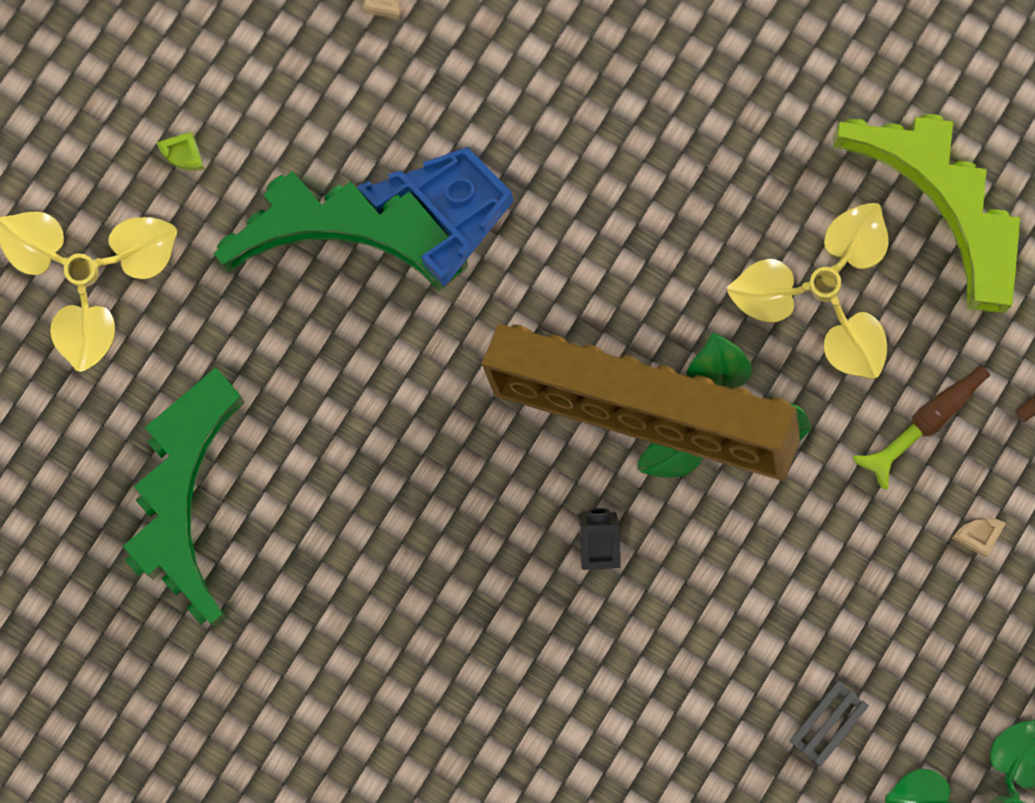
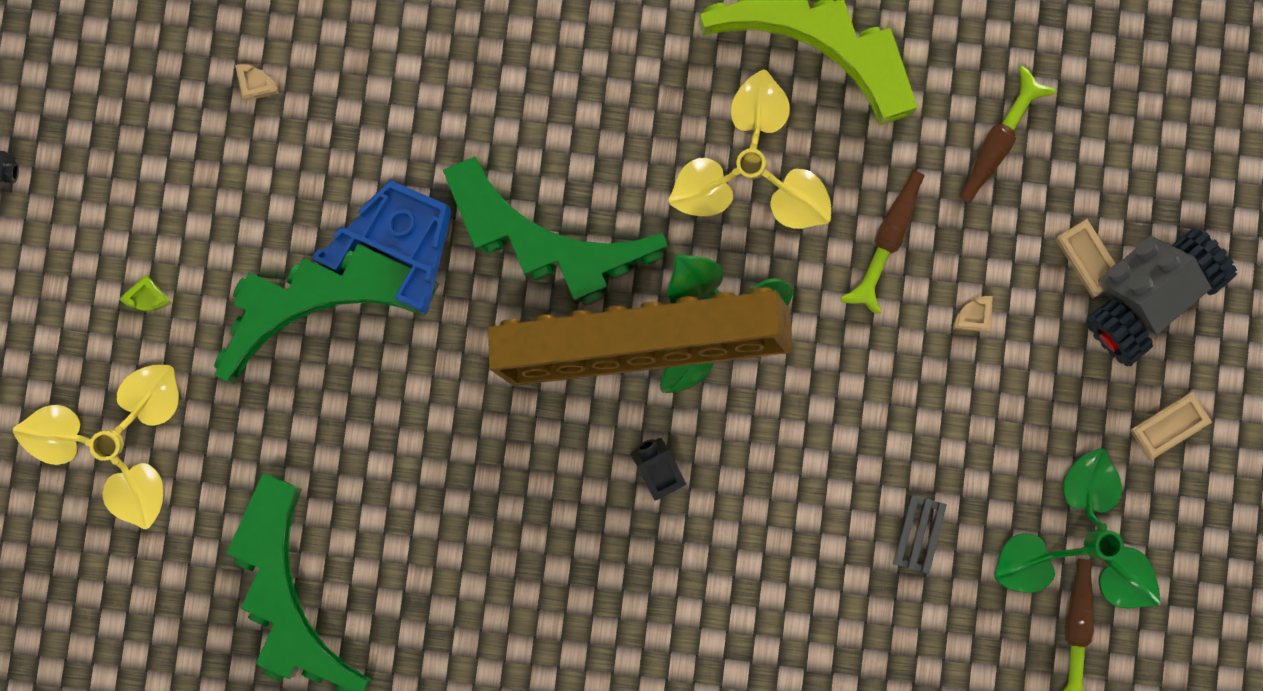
camera: 20 degrees left, 5 degrees up
(580, 278) = (582, 263): none -> green arch

